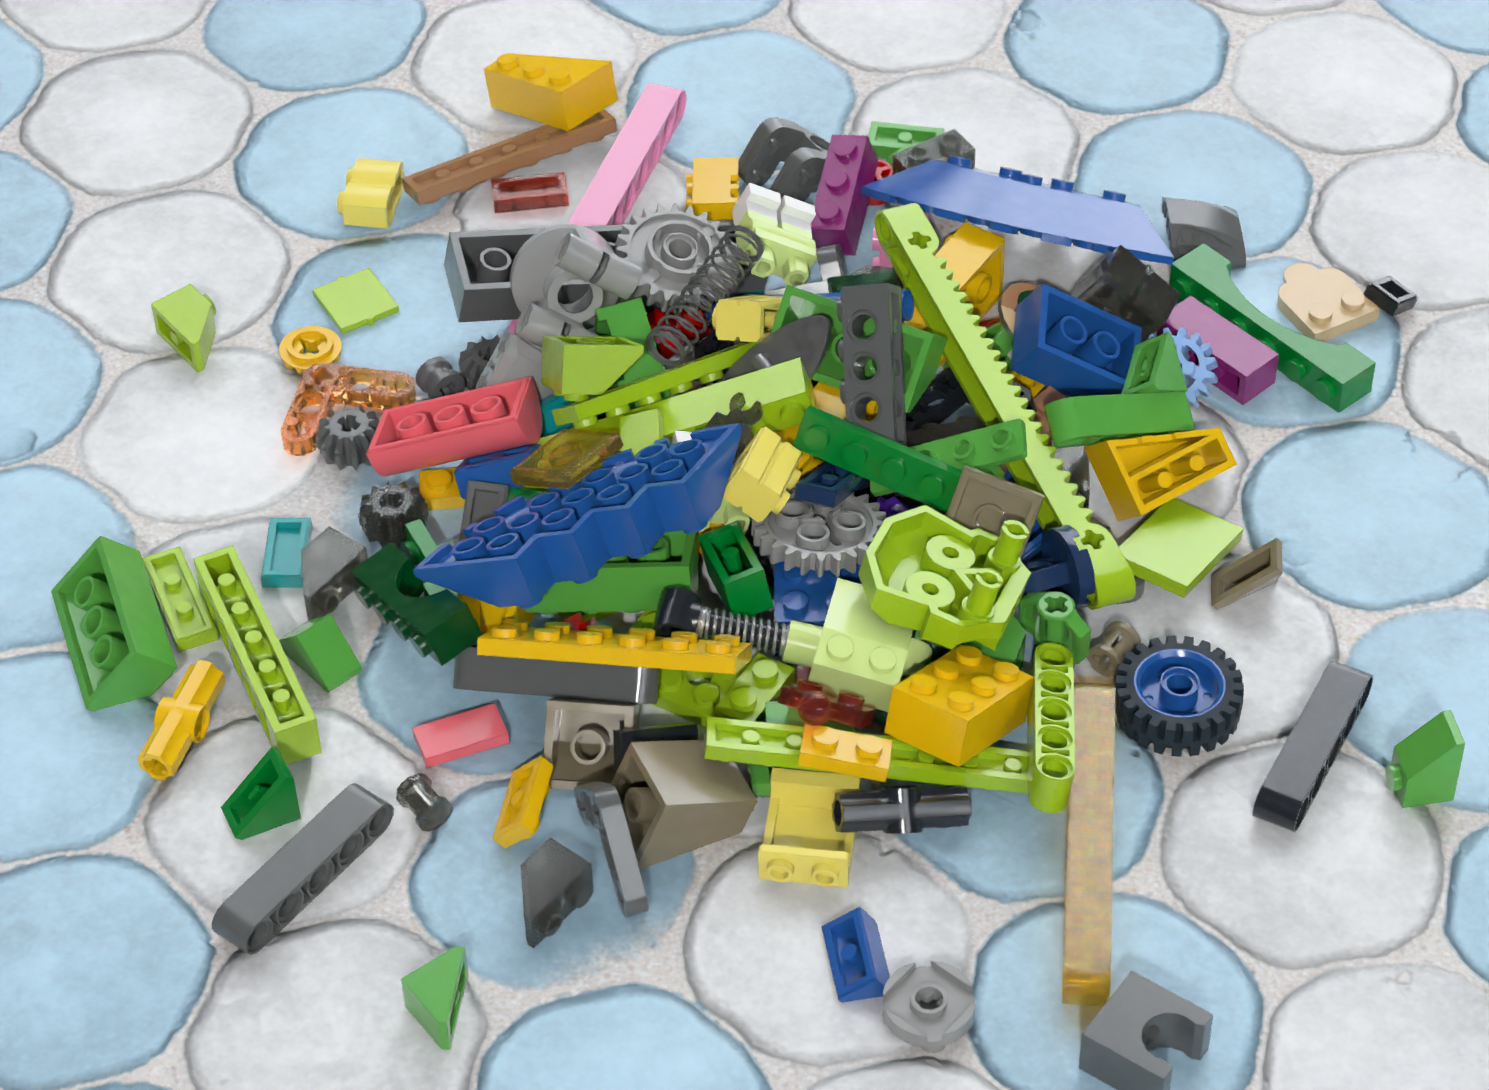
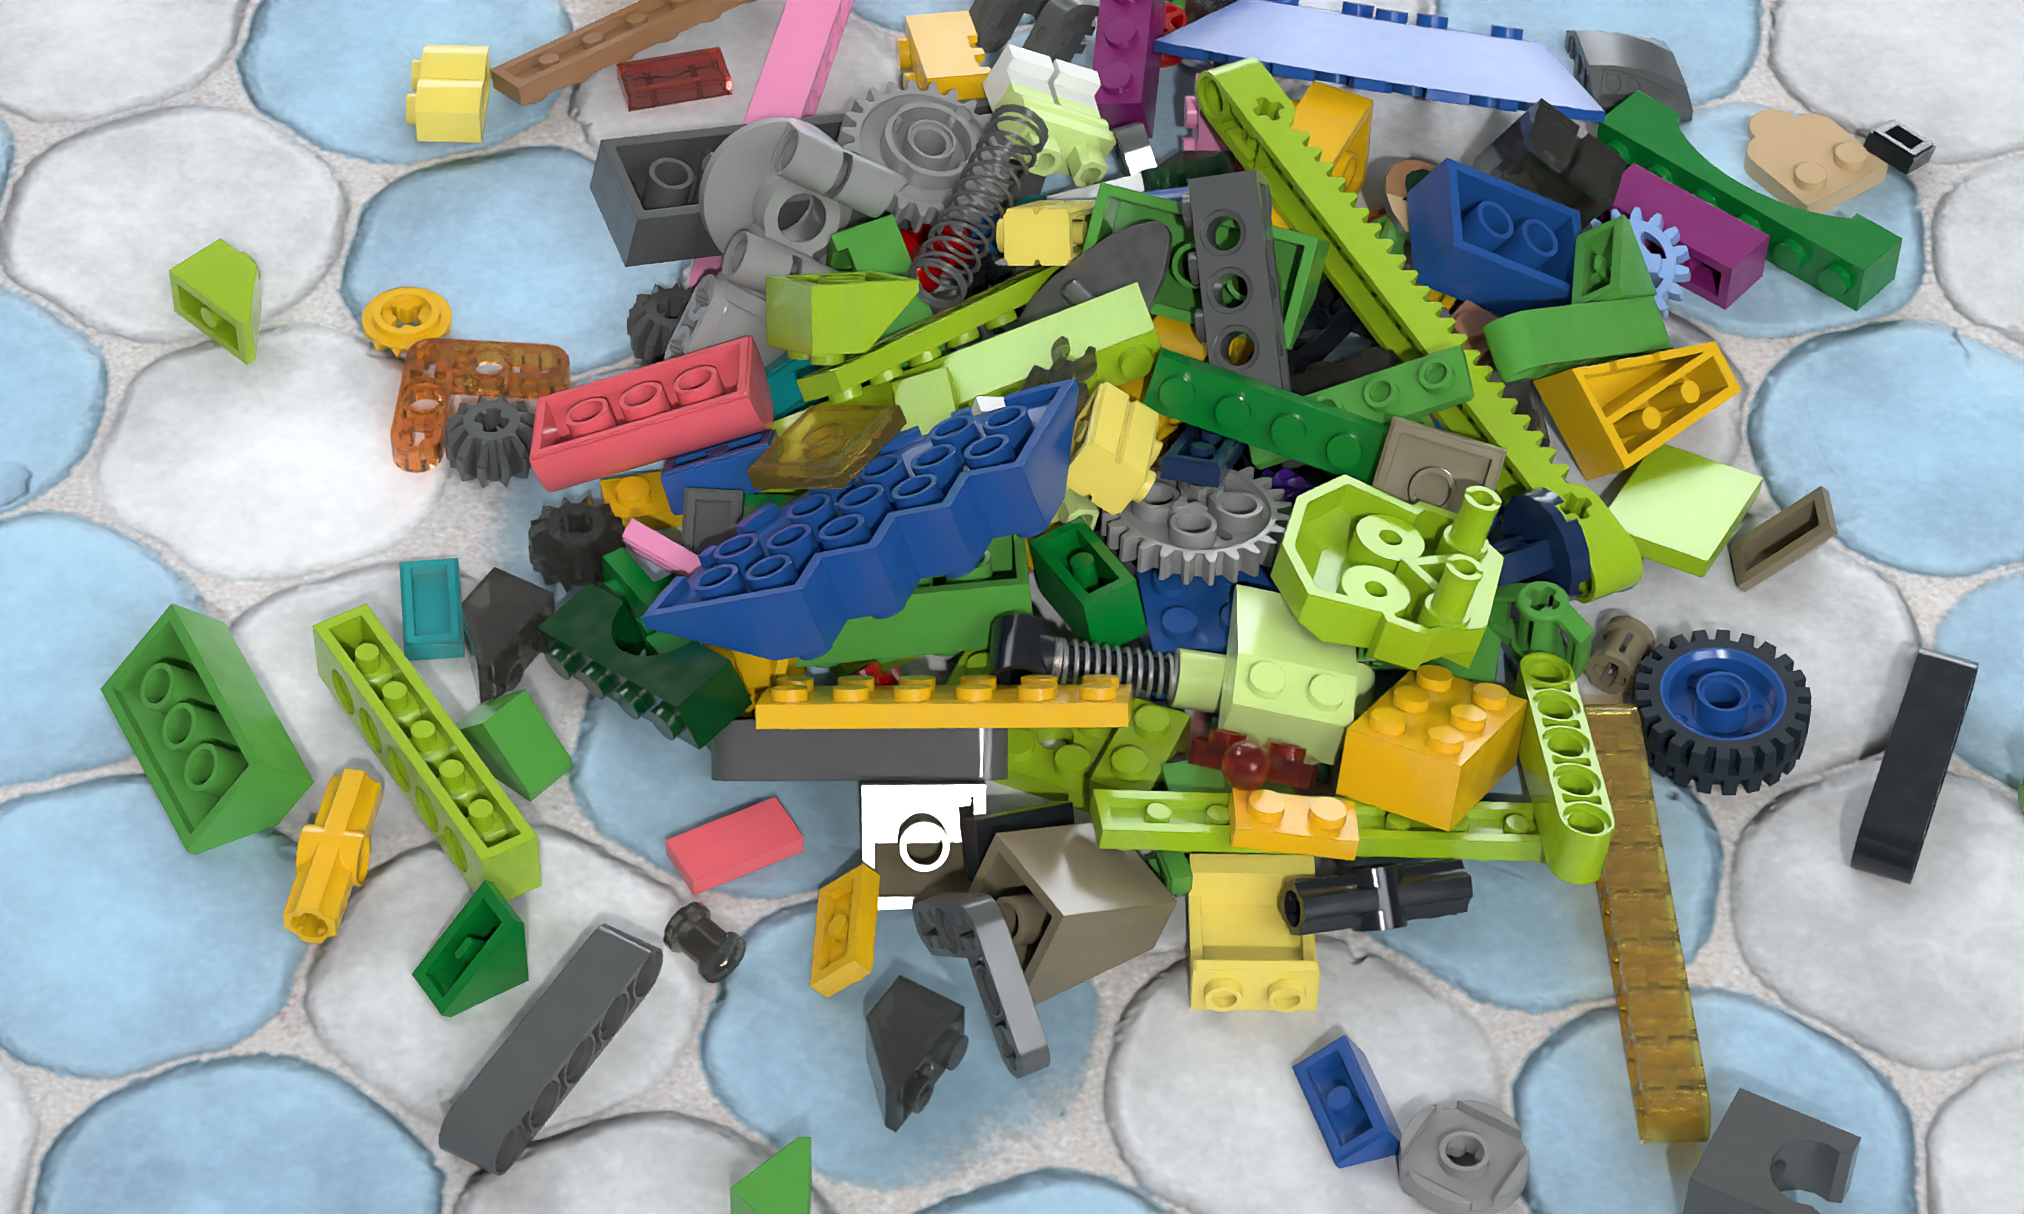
camera: 10 degrees left, 0 degrees up
(180, 599) = (294, 687): lime tile -> none
(355, 300) = (455, 247): lime piece -> none
(439, 378) = (603, 350): dark grey wheel -> none
(440, 521) = (660, 550): none -> bright pink tile

